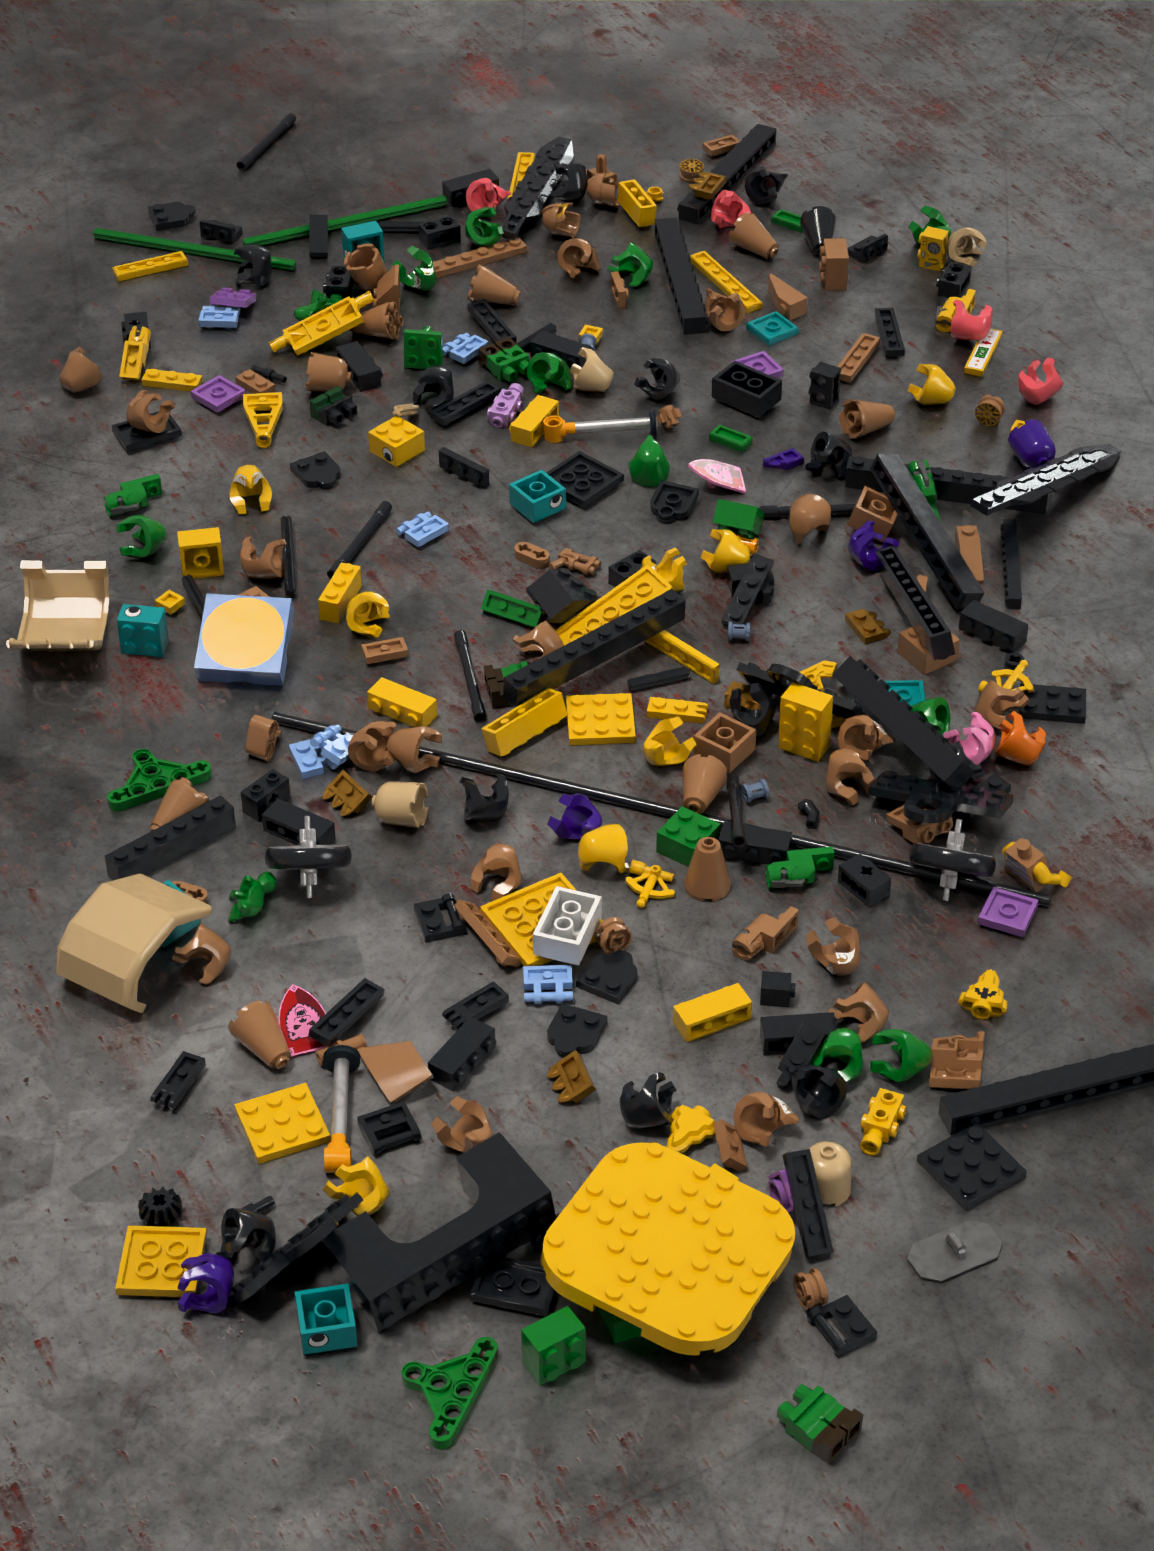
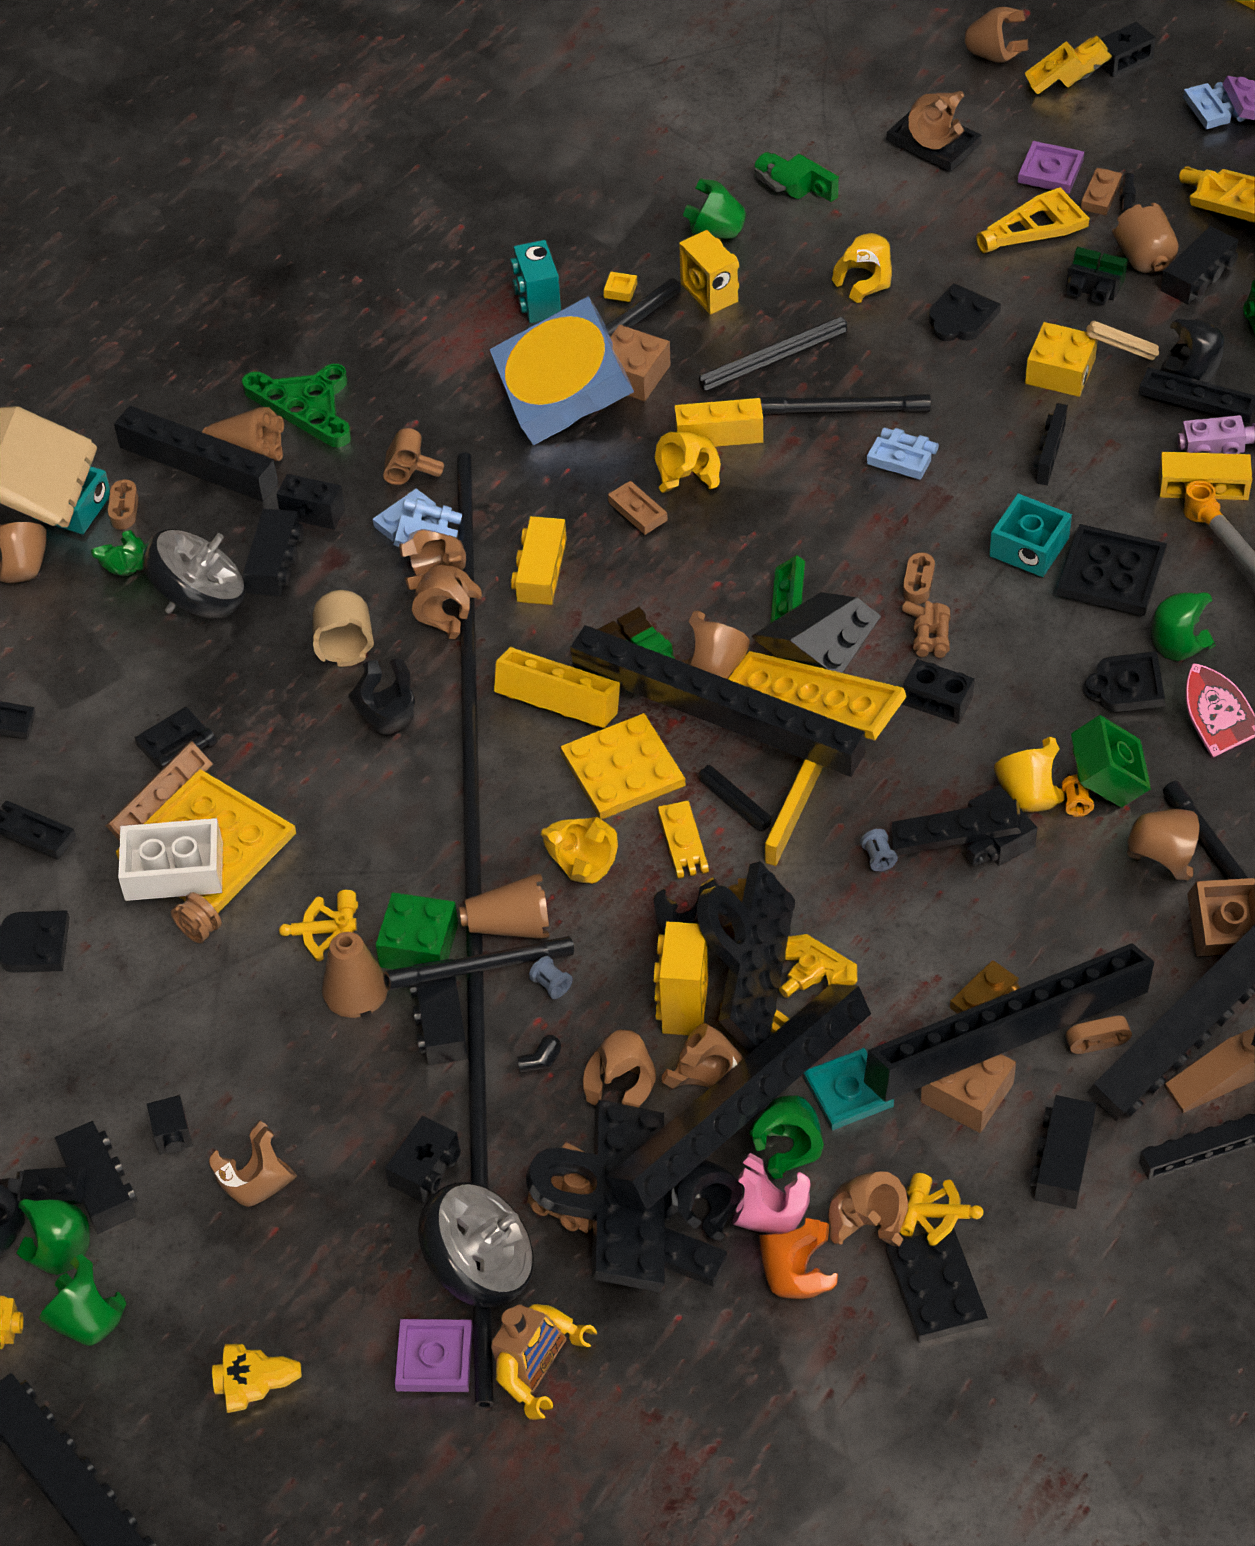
camera: 70 degrees right, 10 degrees up
(63, 608) = (550, 206): tan windscreen -> none
(171, 380) = (1054, 118): yellow plate -> none
(268, 565) = (729, 334): medium nougat piece -> none
(346, 793) = (358, 568): pearl gold plate -> none
(477, 705) = (688, 579): black piece -> none
(499, 860) = (270, 760): medium nougat piece -> none
(548, 978) = (102, 874): light blue plate -> none
(577, 818) = (392, 814): dark purple piece -> none
(604, 845) = (338, 843): yellow piece -> none
(609, 976) = (138, 943): black plate -> none
(669, 571) = (939, 729): yellow piece -> none
(712, 1012) = (102, 1069): yellow brick -> none
(725, 740) = (619, 908): medium nougat brick -> none
(764, 934) = (270, 1079): medium nougat plate -> none
(799, 867) = (411, 1075): green plate -> none
(862, 546) = (1150, 929): dark purple piece -> none
(865, 1008) = (153, 1233): medium nougat piece -> none
(957, 1061) = (113, 1381): medium nougat slope -> none
(1012, 660) = (1005, 1216): black bush -> none

